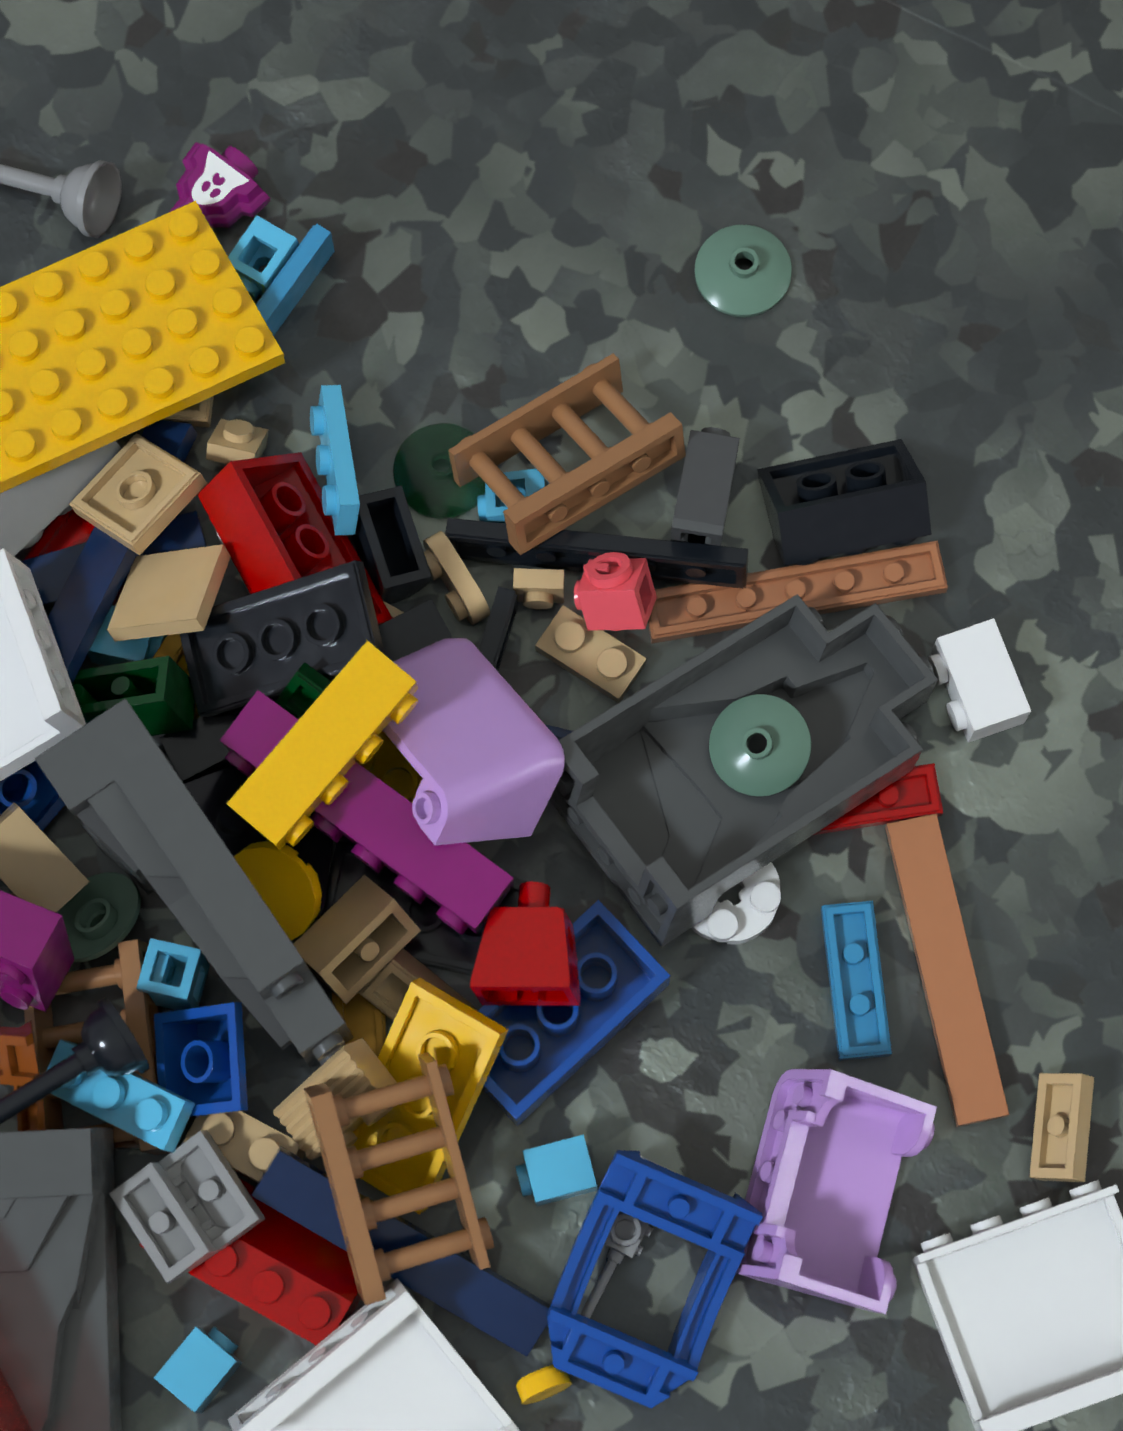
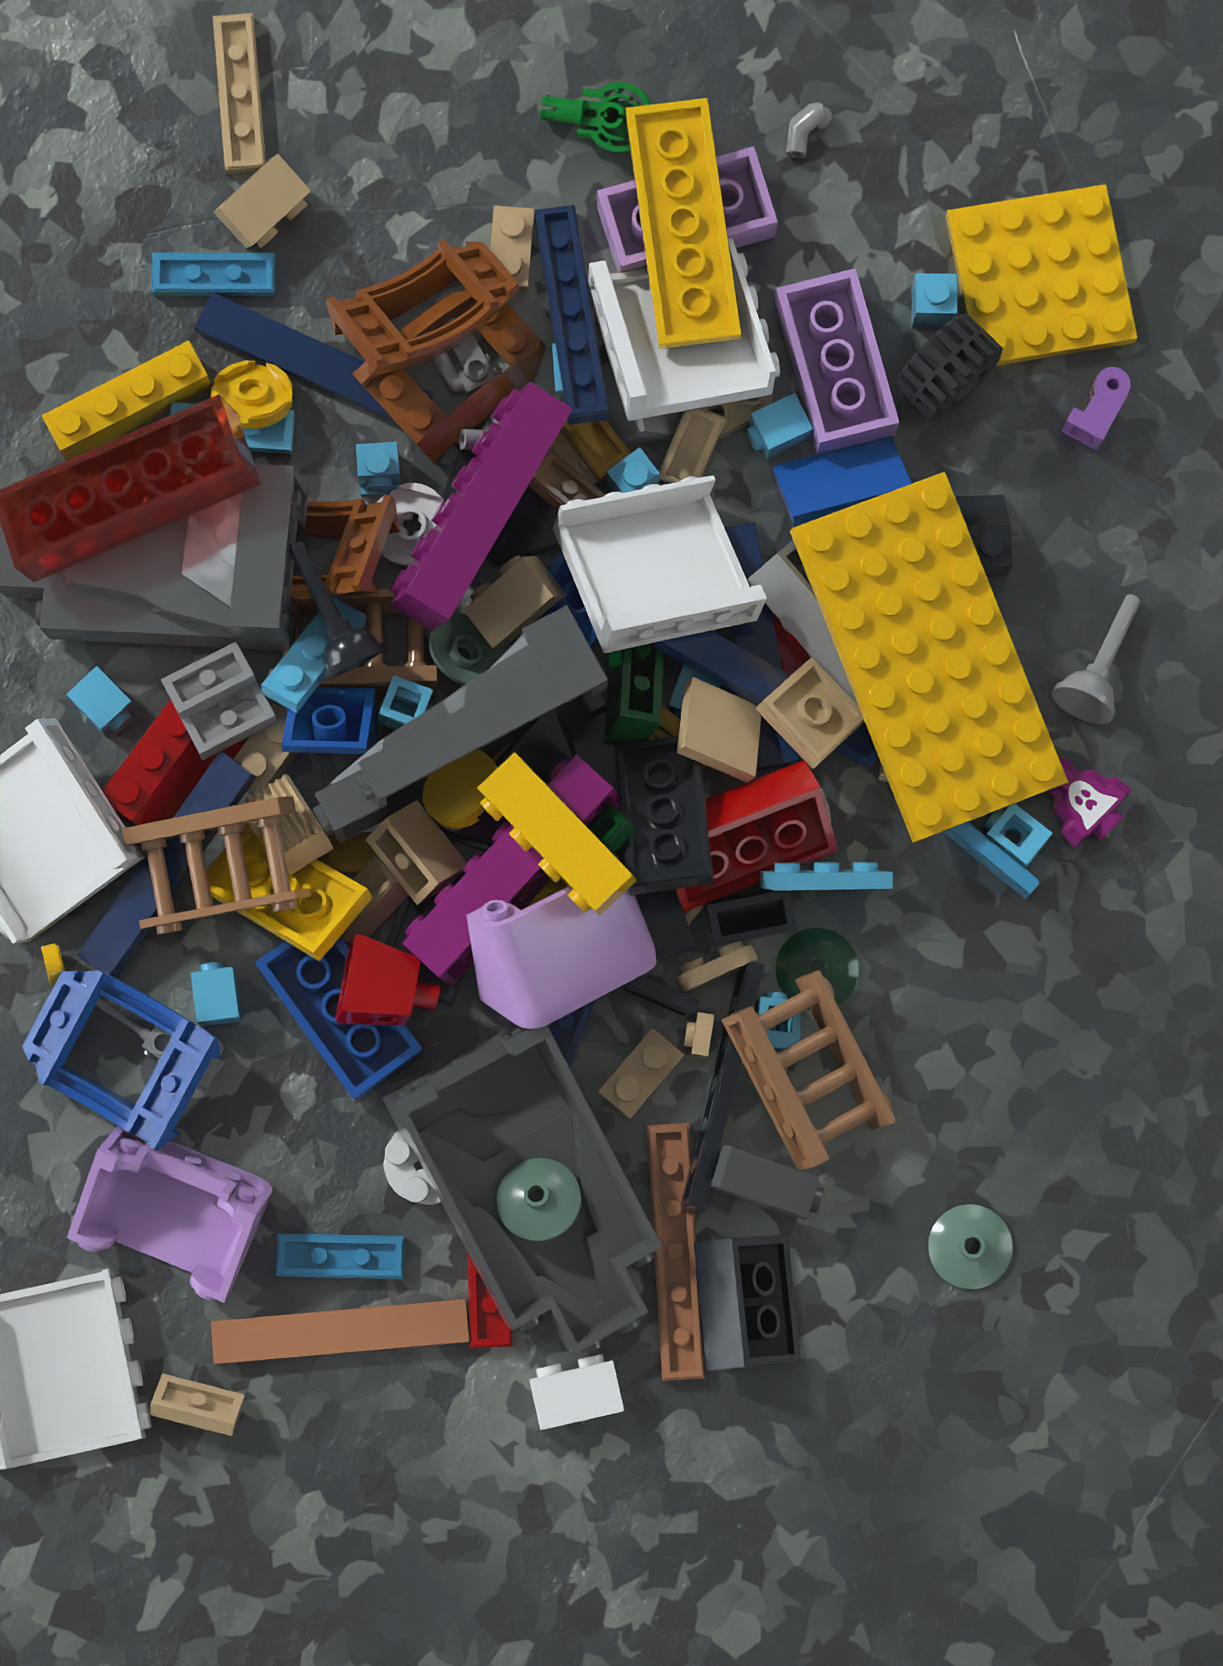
camera: 90 degrees right, 5 degrees up
(236, 441) = (854, 799): tan plate -> none
(615, 593) = (683, 1097): coral brick -> none

